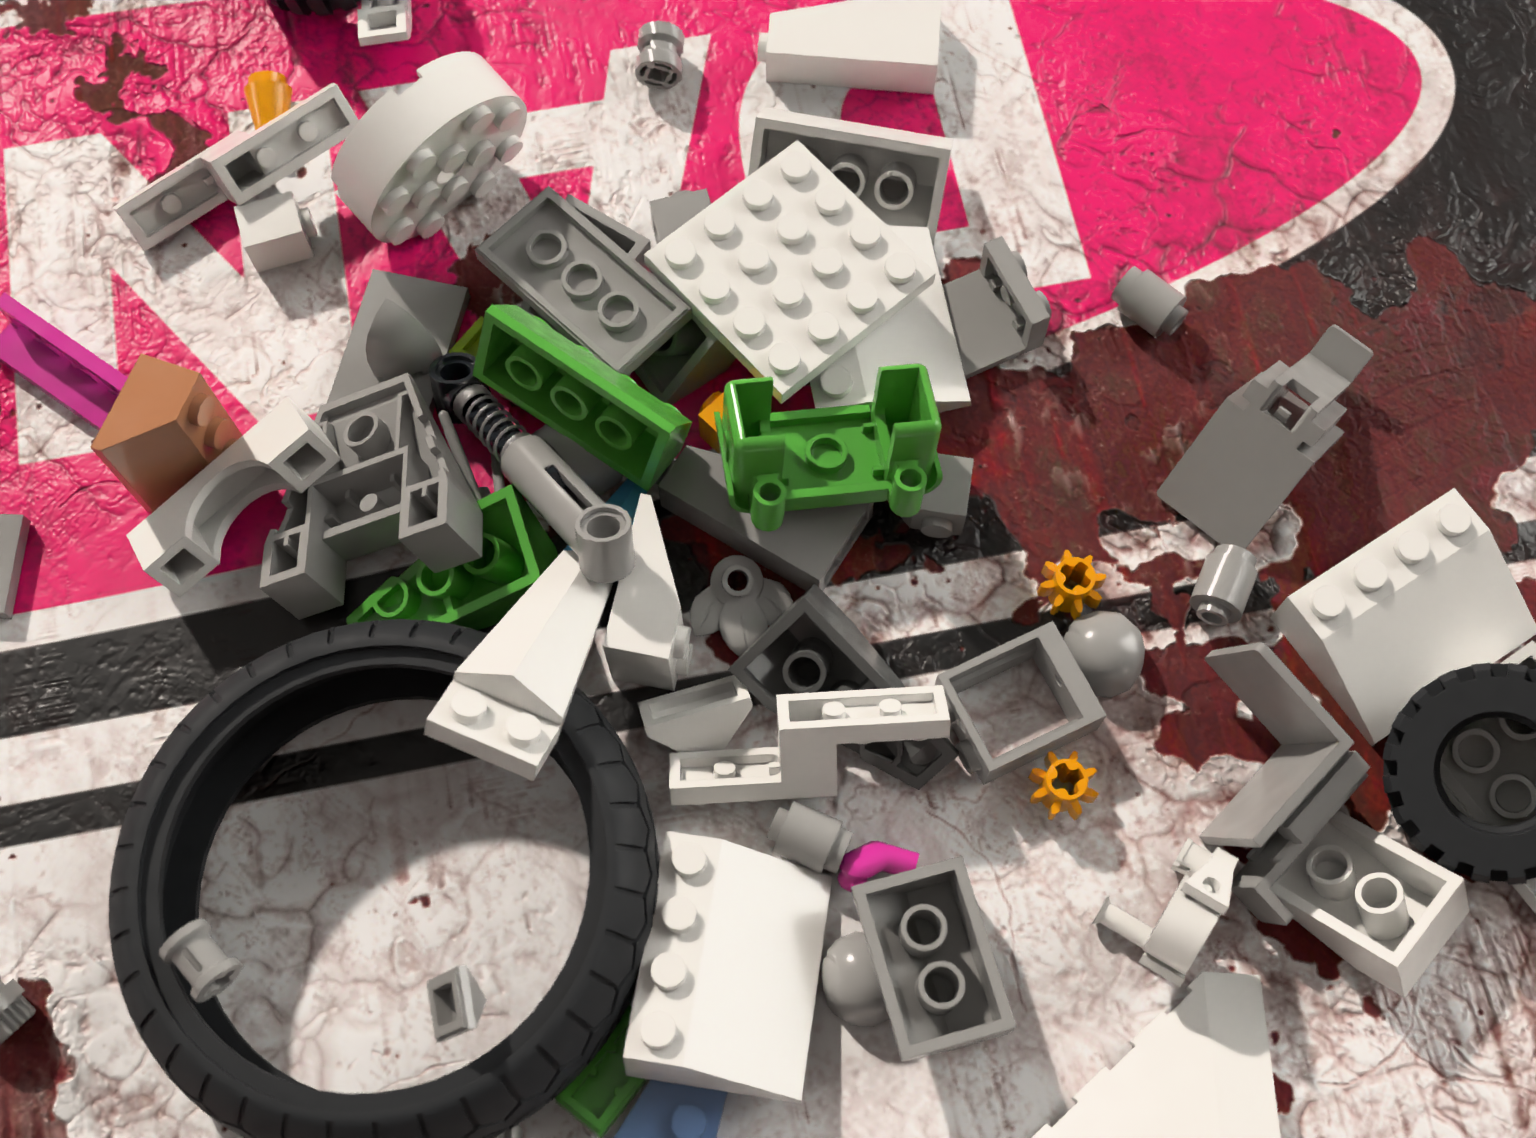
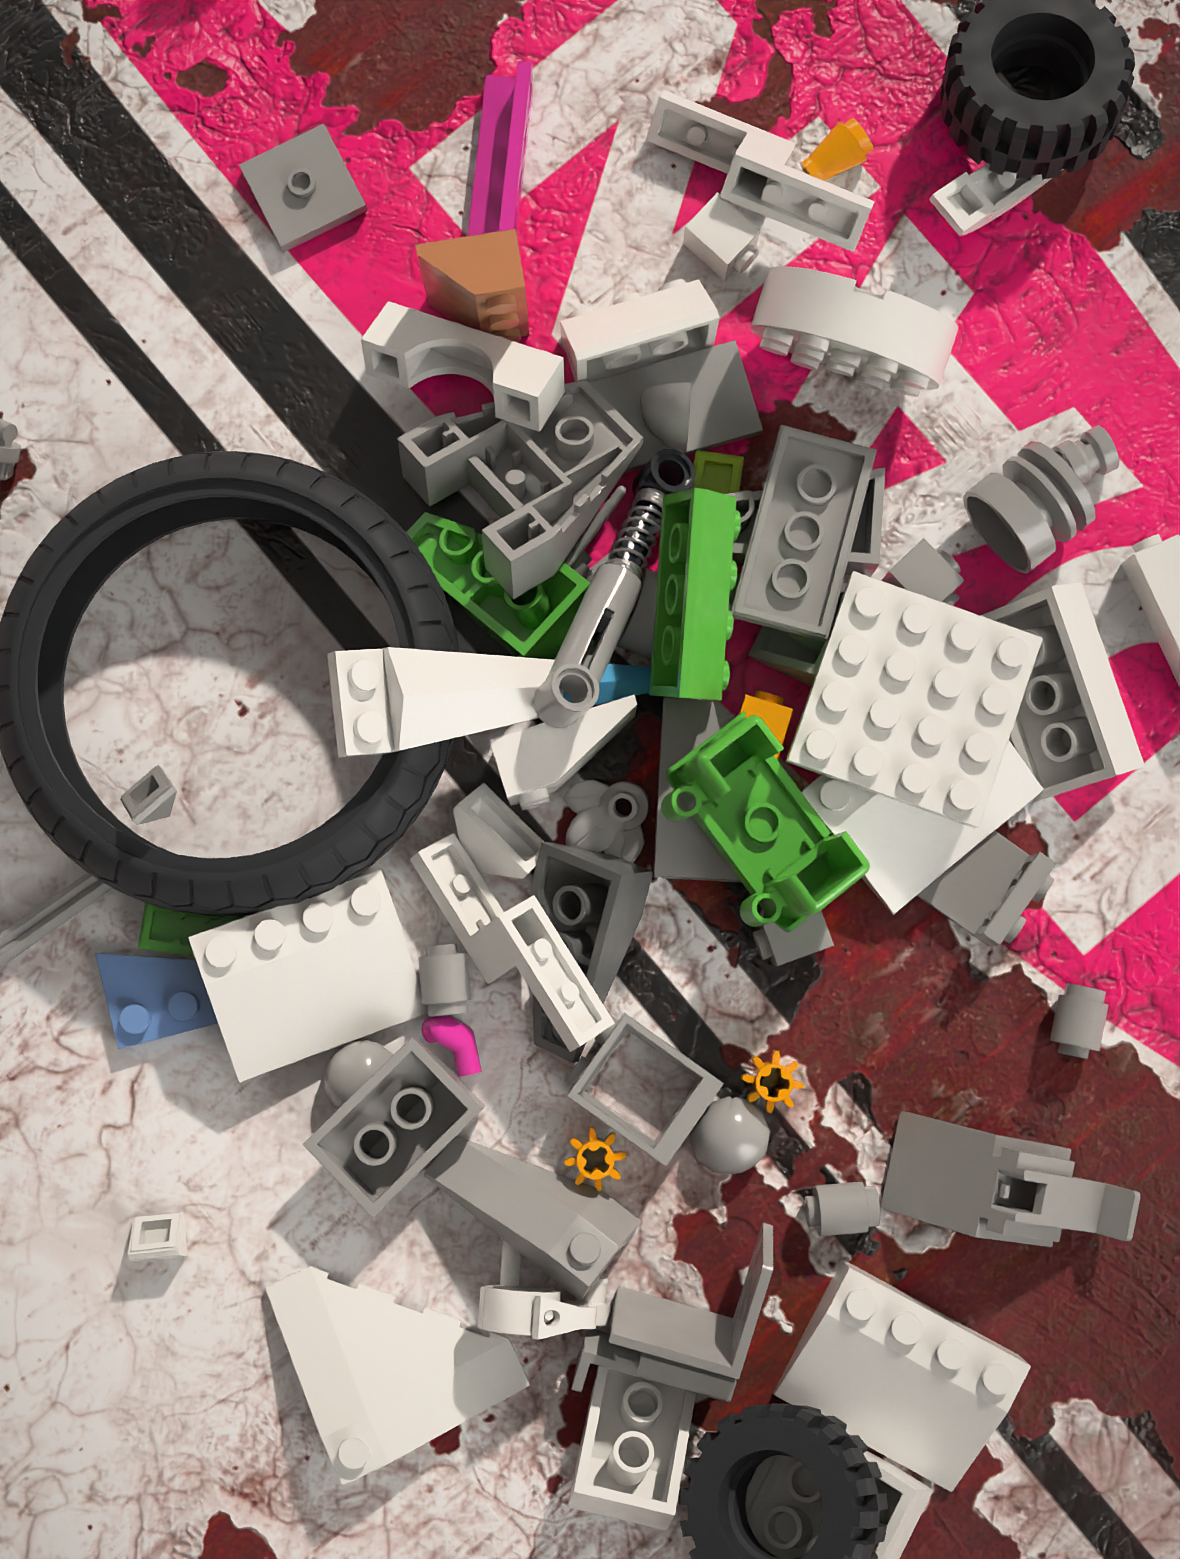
camera: 60 degrees right, 15 degrees up
(200, 960) = (81, 593): light grey bush -> none
(310, 332) = (639, 330): none -> white slope
(675, 107) = (1029, 506): none -> light grey wheel
(1095, 865) = (542, 1214): none -> light grey wedge

